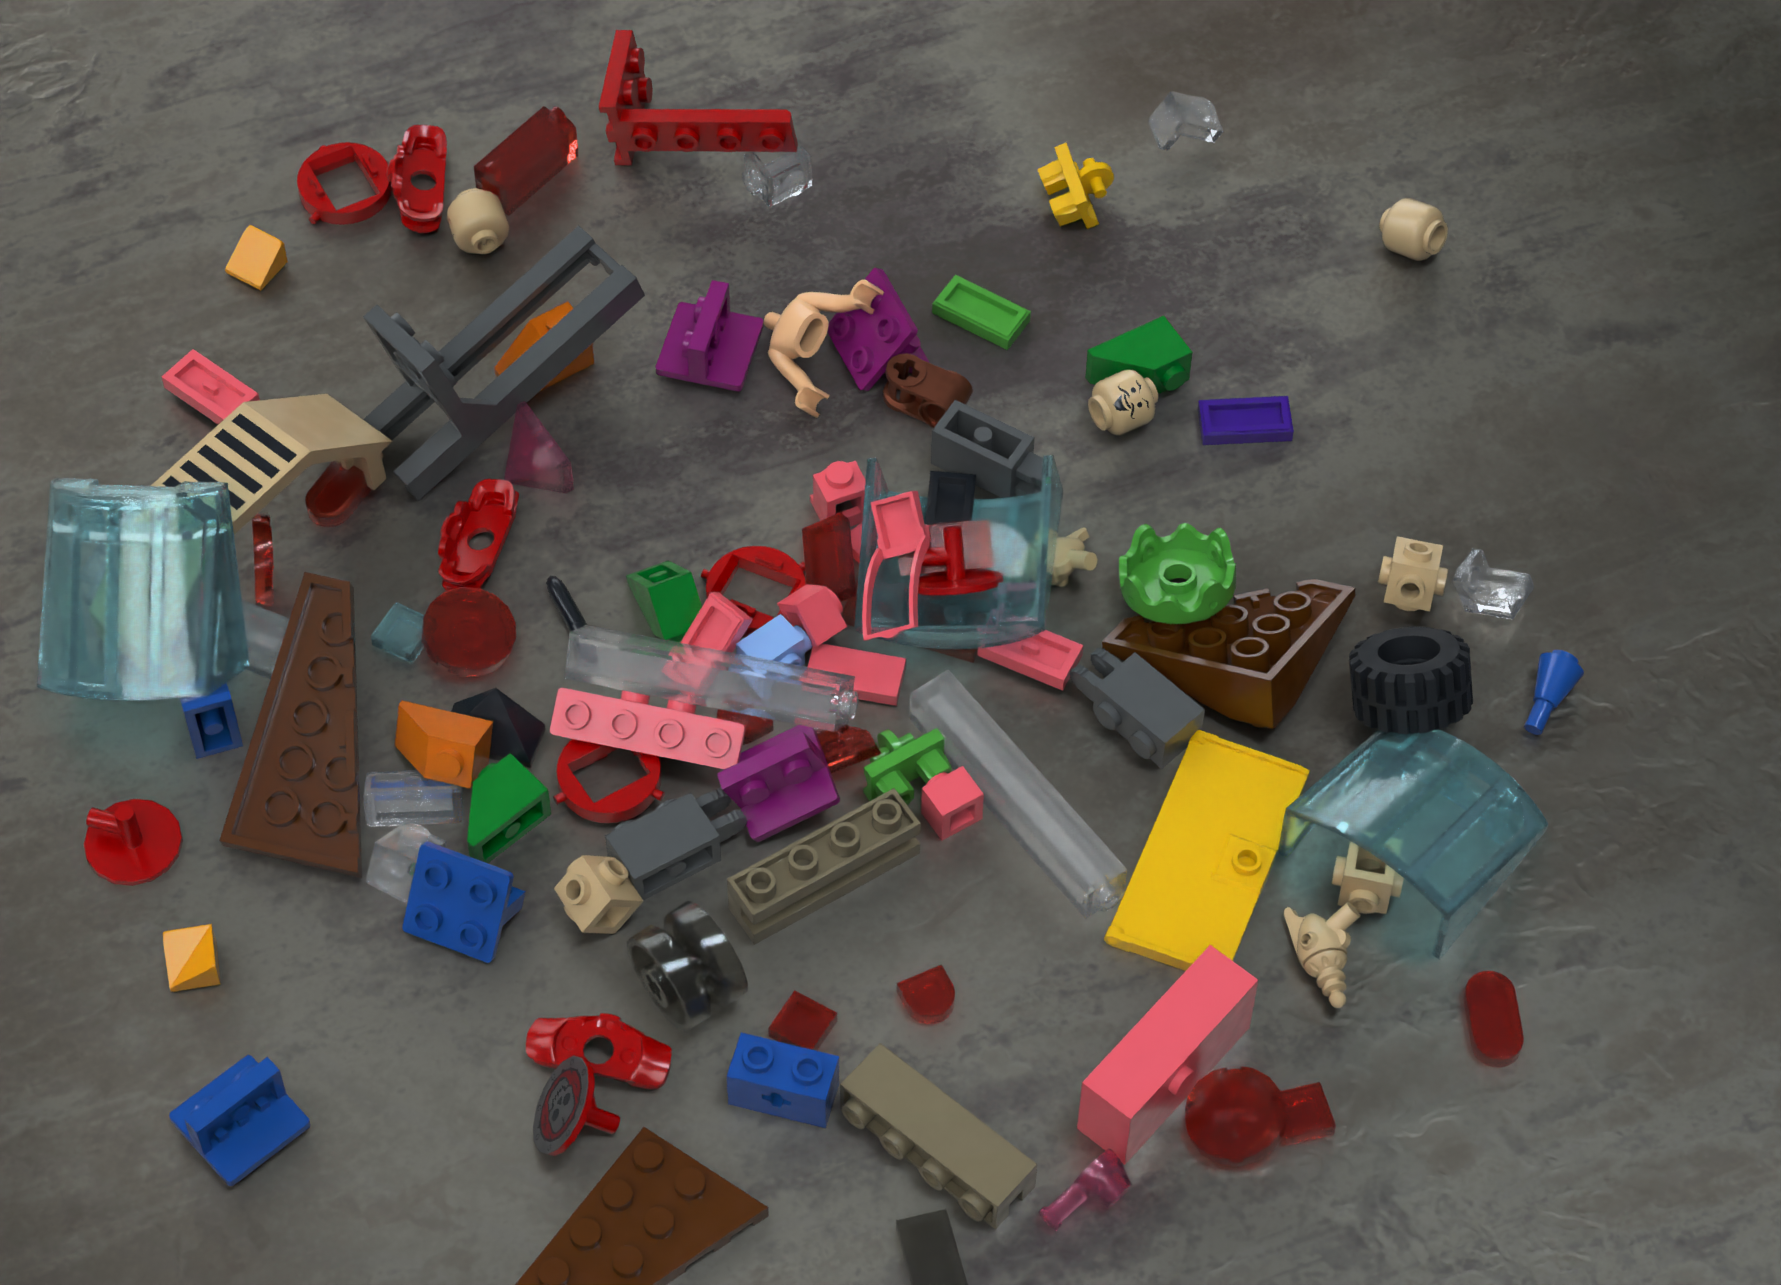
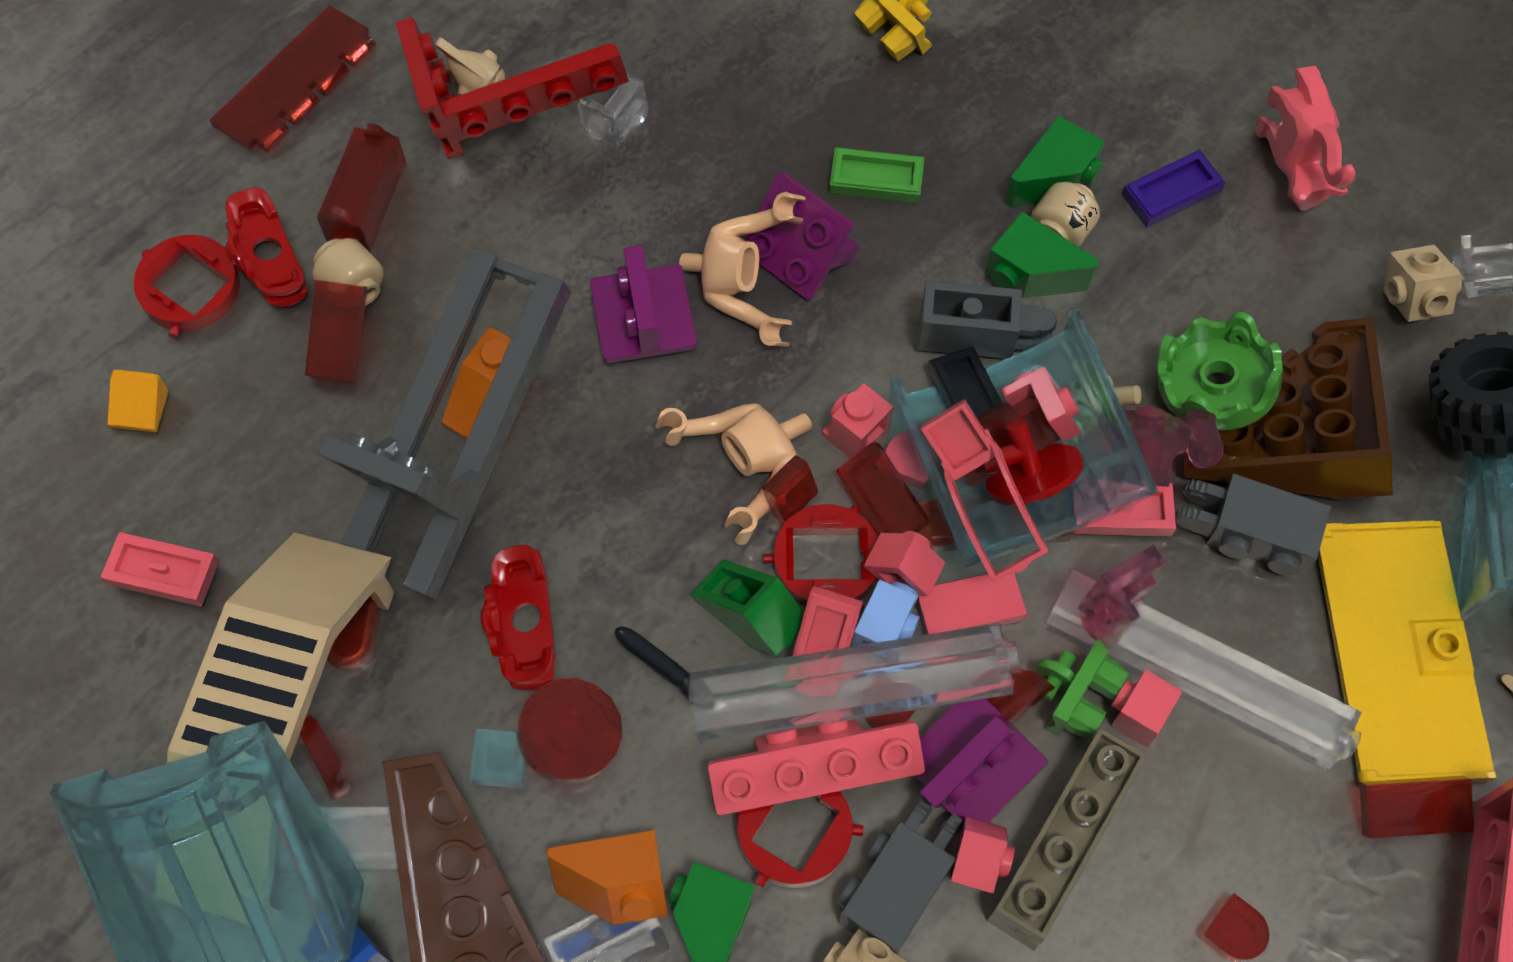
camera: 25 degrees left, 10 degrees up
(443, 262) = (335, 330): none -> clear red tile
(511, 53) = (287, 80): none -> clear red windscreen
(513, 726) = (673, 818): black slope -> none
(535, 456) = (534, 503): clear pink slope -> none
(668, 92) = (471, 68): none -> tan piece
(741, 478) = (752, 443): none -> light nougat piece
(742, 843) = (982, 855): none -> coral plate
(752, 524) = (790, 489): none -> clear red tile
(926, 392) = (880, 277): copper piece -> none
(961, 684) = (1112, 601): none -> clear pink bracket
(1004, 532) = (1056, 403): none -> coral bracket
(1077, 430) = (1039, 261): none -> green slope
(1080, 602) = (1165, 437): none -> clear pink brick
(1134, 965) = (1416, 806): none -> clear red tile
(1376, 417) = (1304, 137): none -> coral animal

